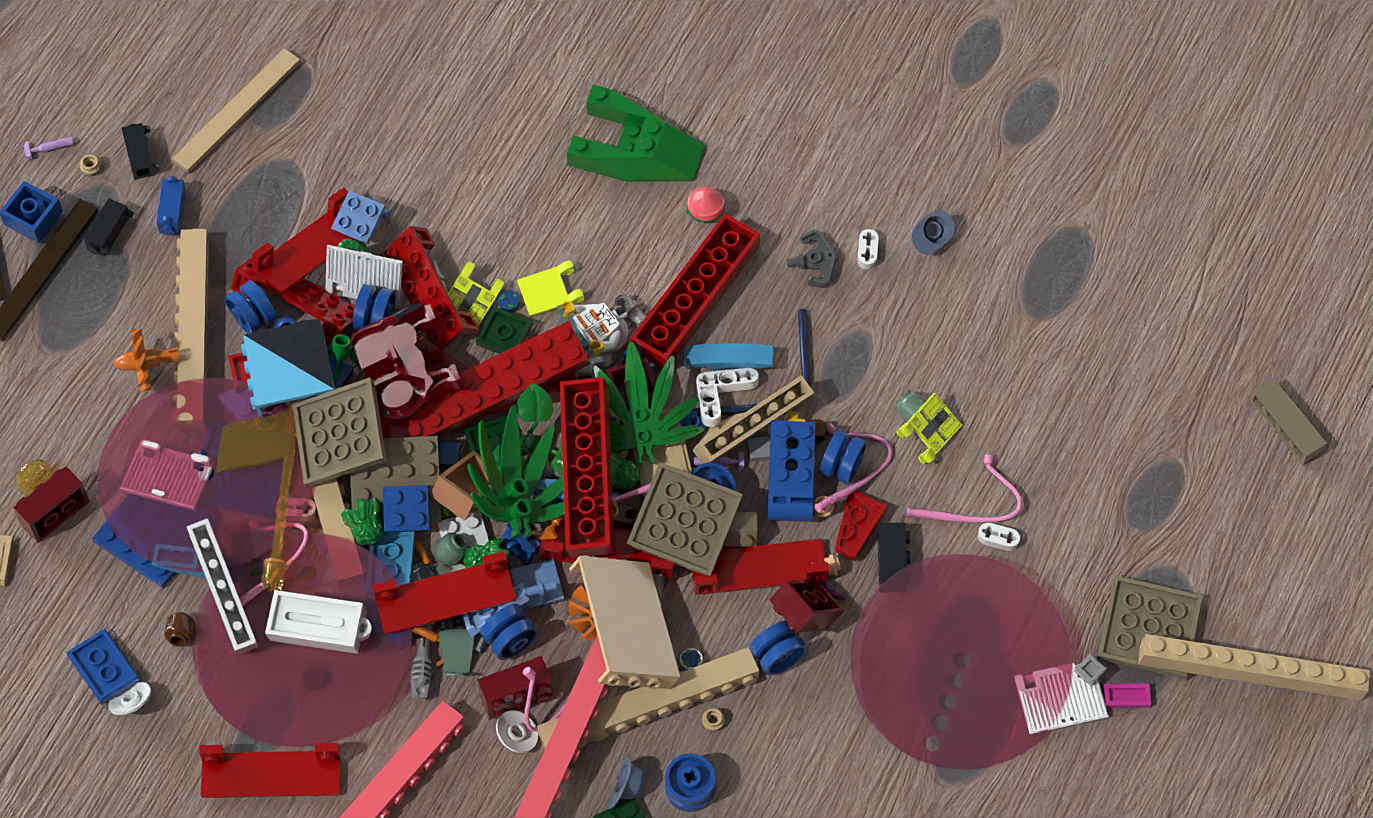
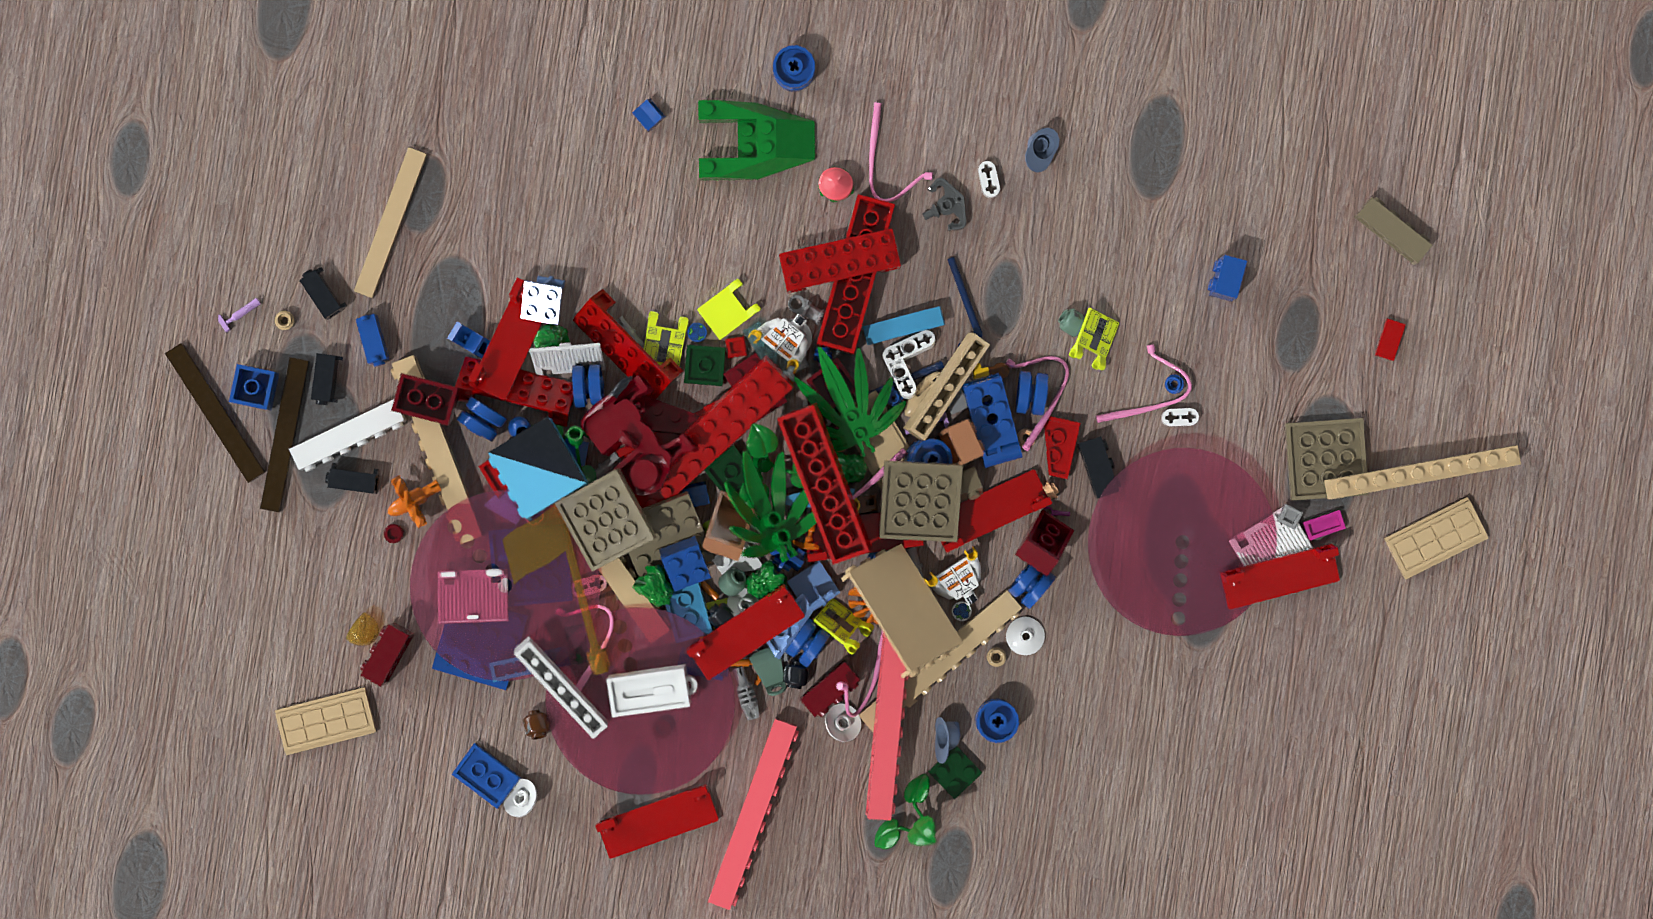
camera: 20 degrees left, 25 degrees up
(92, 330) = (352, 480): none -> black brick
(106, 286) = (346, 435): none -> white brick
(111, 396) = (393, 533): none -> dark red tile
(201, 266) = (426, 399): none -> dark red brick
(267, 230) = (469, 339): none -> blue brick
(483, 665) = (796, 675): none -> black head
(537, 89) = (648, 114): none -> blue piece
(543, 324) = (736, 347): none -> red tile
(554, 628) = (841, 624): none -> neon yellow flag
(683, 268) = (839, 260): none -> red bracket
(699, 622) = (958, 579): none -> torso
(701, 88) = (797, 57): none -> blue wheel
(749, 718) = (1018, 628): none -> white dish
(751, 476) = (962, 442): none -> nougat piece
(763, 173) = (874, 134): none -> bright pink piece
(1002, 495) = (1169, 387): none -> blue plate
(1061, 730) = (1280, 576): none -> red bracket
(1092, 409) = (1227, 278): none -> blue brick
(1251, 748) = (1436, 538): none -> tan piece
(1255, 529) = (1389, 339): none -> red tile

